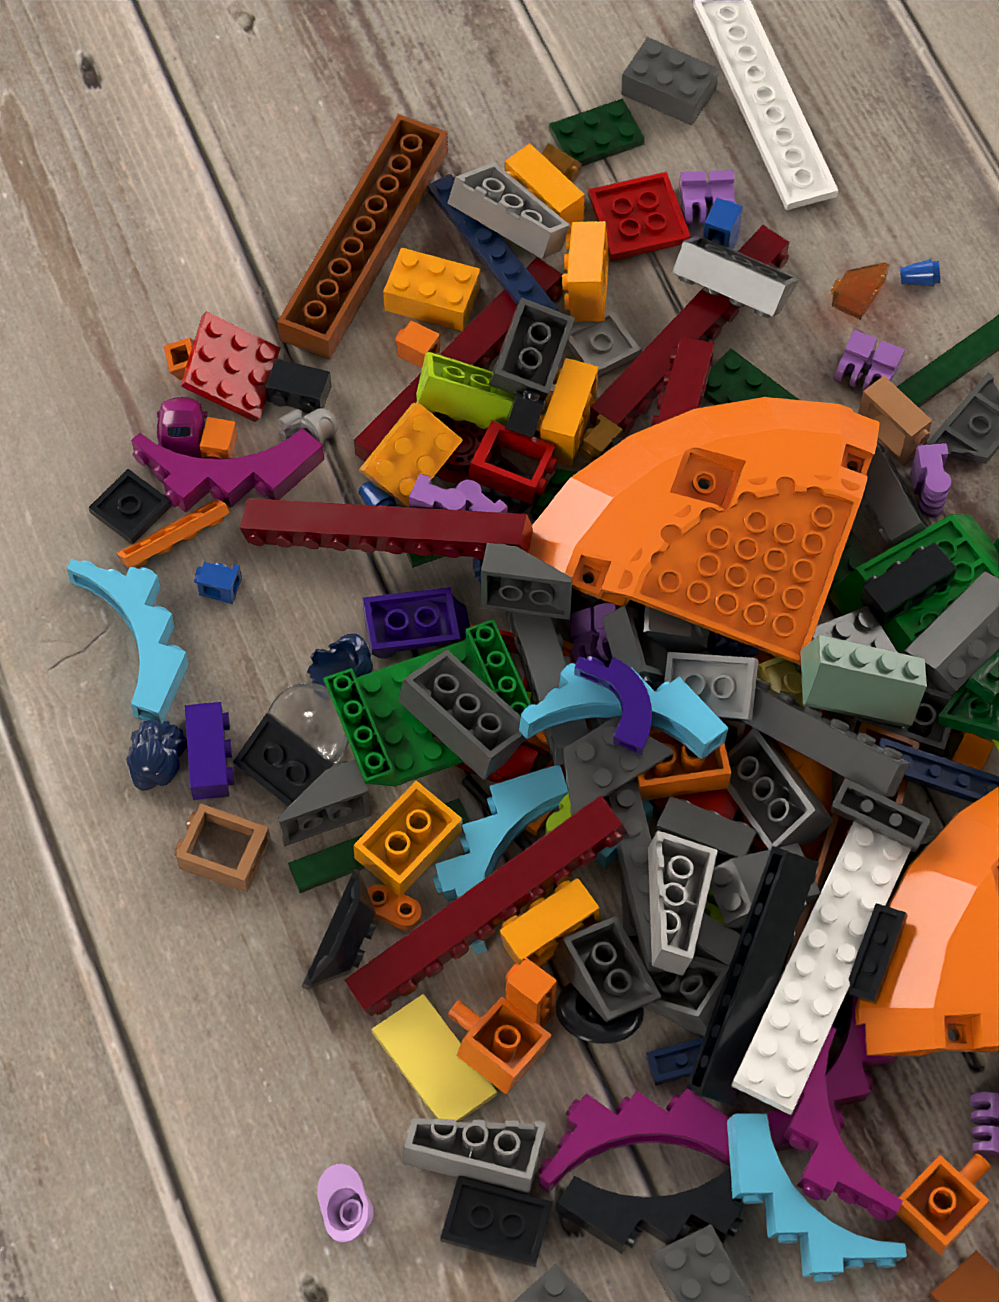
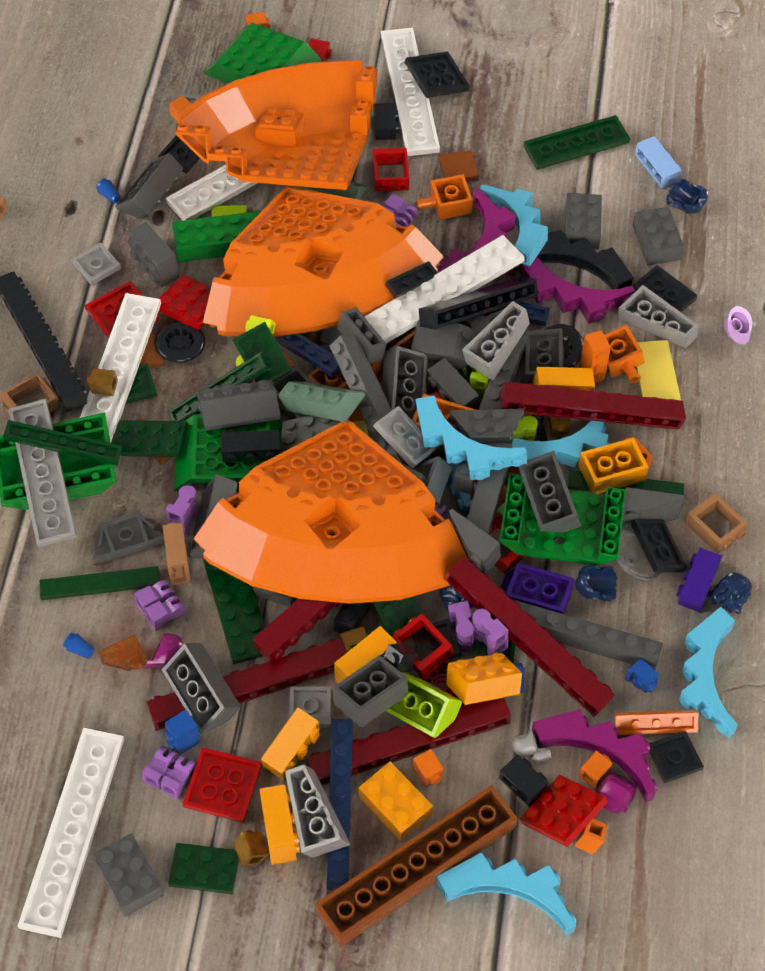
camera: 150 degrees left, 5 degrees down
(251, 278) = (538, 888): none -> medium azure arch
(321, 592) = (595, 637): none -> dark grey brick
(344, 935) = (676, 441): black wedge -> none
(632, 694) = (462, 438): dark purple arch -> none
(808, 307) = (165, 651): none -> magenta helmet

